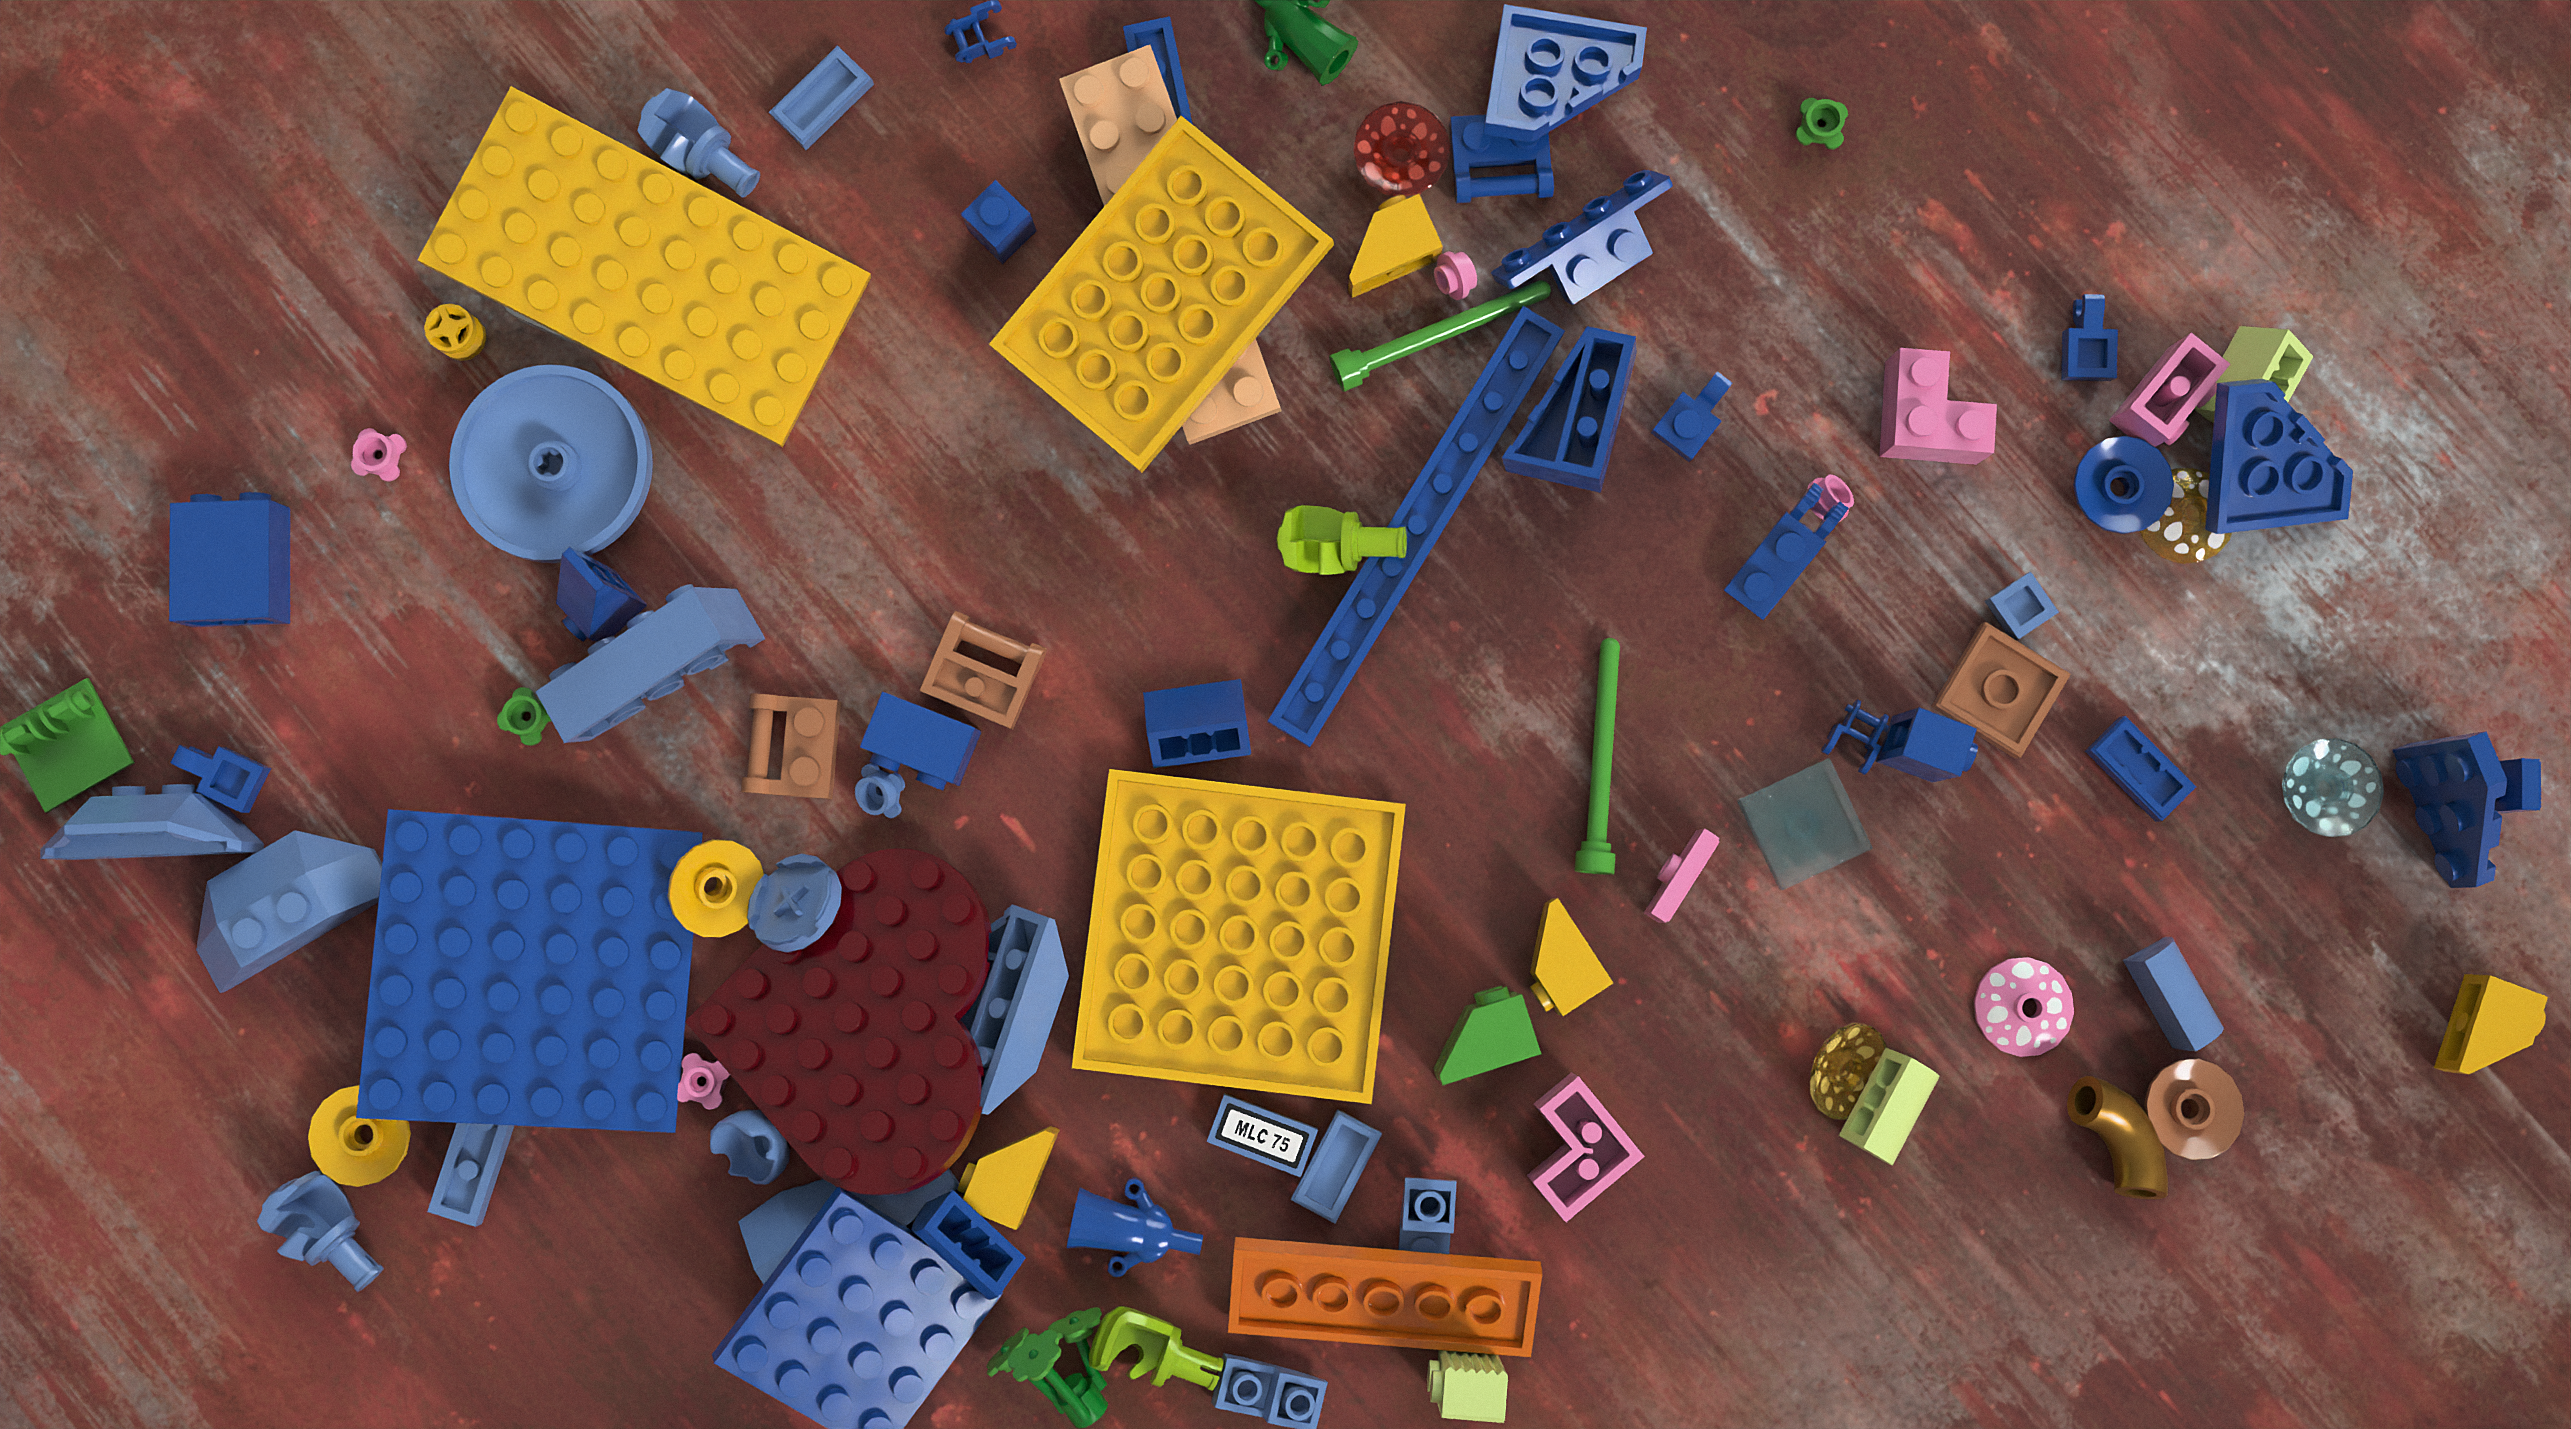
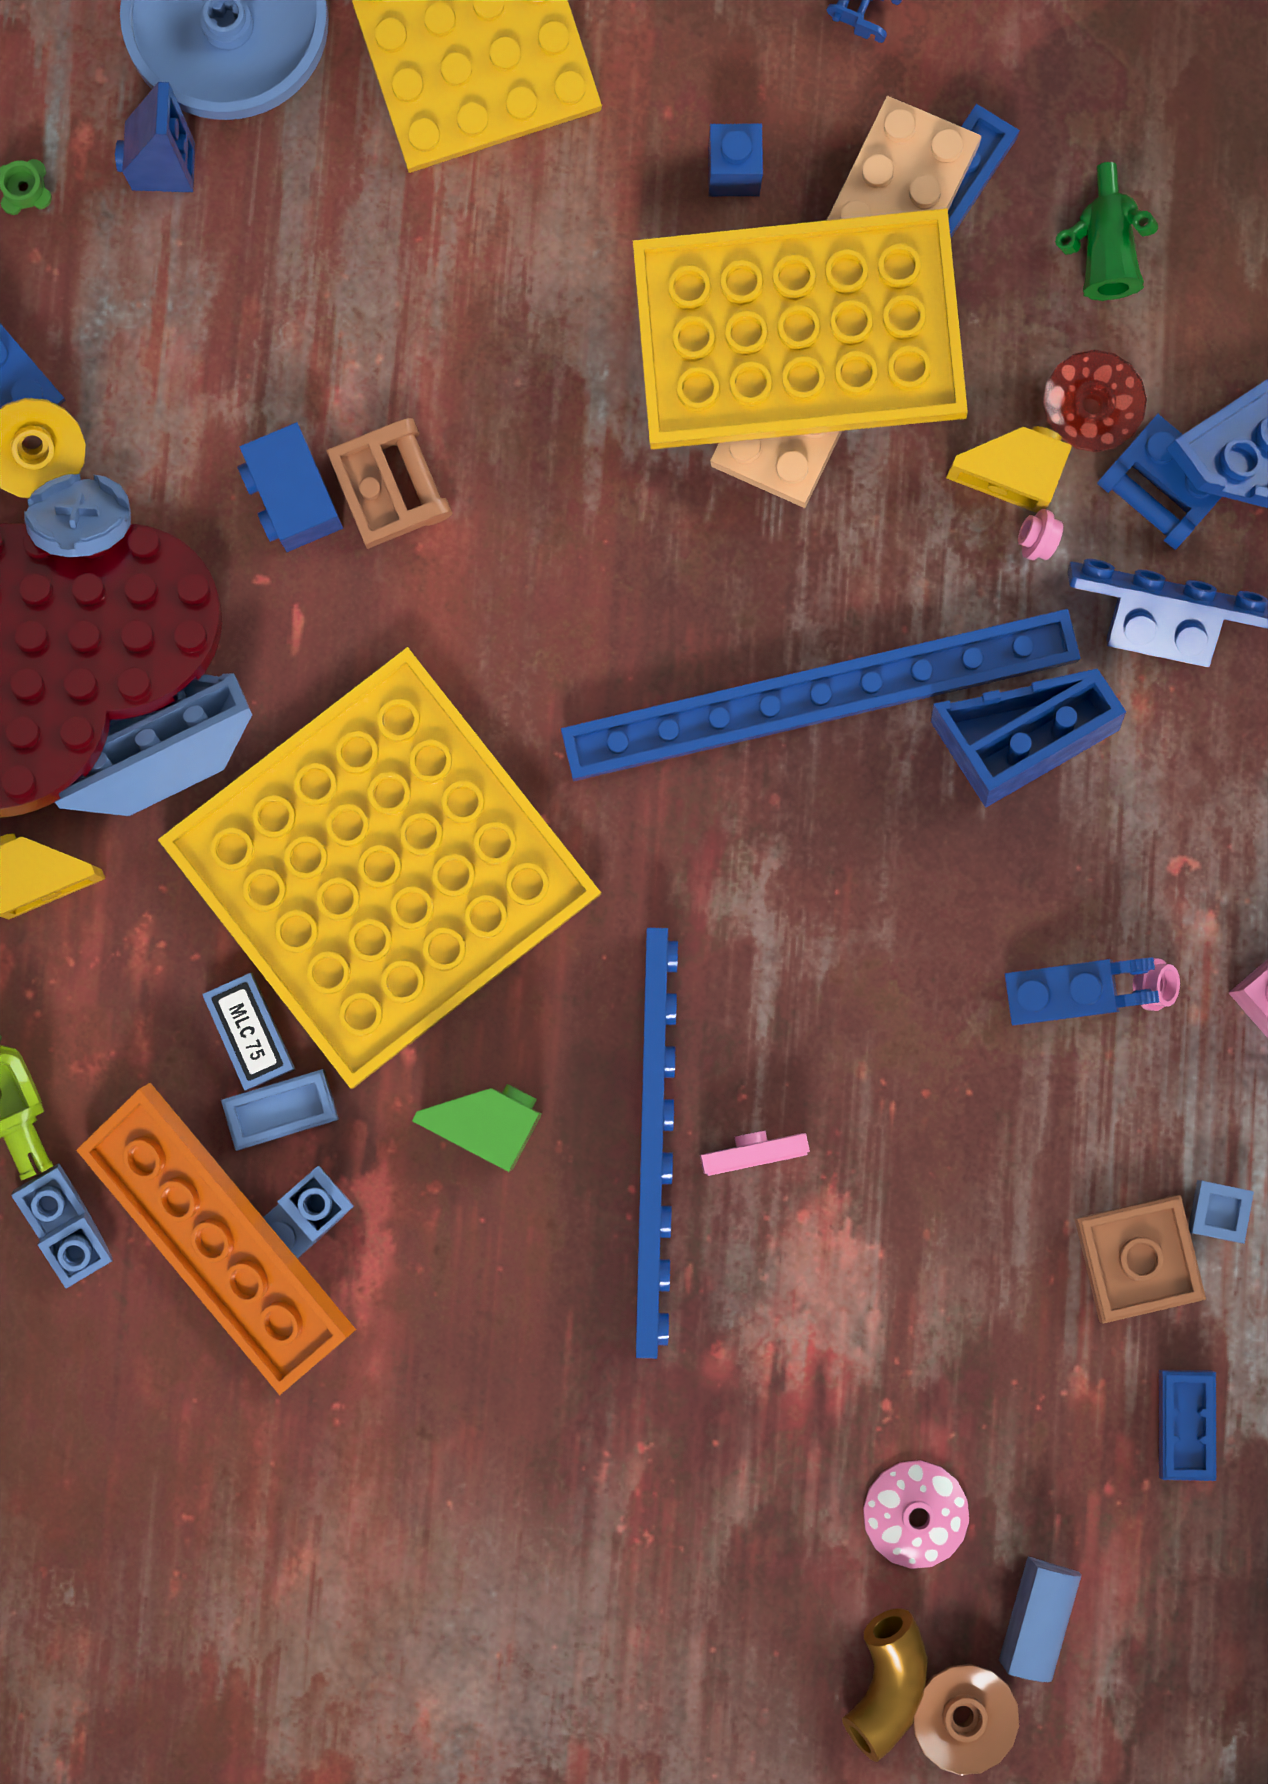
camera: 40 degrees right, 0 degrees up
(647, 660) = (151, 231): medium blue wedge -> none
(807, 750) = (201, 414): nougat plate -> none
(879, 791) = (222, 496): medium blue plate -> none
(1115, 1226) = (73, 989): blue piece -> none
(1196, 723) = (506, 678): blue brick -> none
(1333, 542) = (744, 642): lime piece -> none
(1354, 366) = (894, 530): bright green piece -> none
(1468, 1386) = (209, 1365): yellowish green brick -> none
(1564, 963) = (599, 1130): yellow slope -> none
(1593, 1151) = (481, 1288): bright pink brick -> none
(1595, 852) = (708, 1071): bright green piece -> none
(1623, 949) = (656, 1165): none -> blue plate
(1690, 421) = (1108, 823): blue plate -> none
(1804, 824) = (887, 1209): clear light blue plate -> none
(1844, 1068) = (732, 1425): clear yellow dish -> none
(1870, 742) = (1013, 1166): blue piece -> none
(1889, 1105) = (736, 1482): yellowish green brick -> none
(1928, 745) = (1039, 1242): blue brick -> none

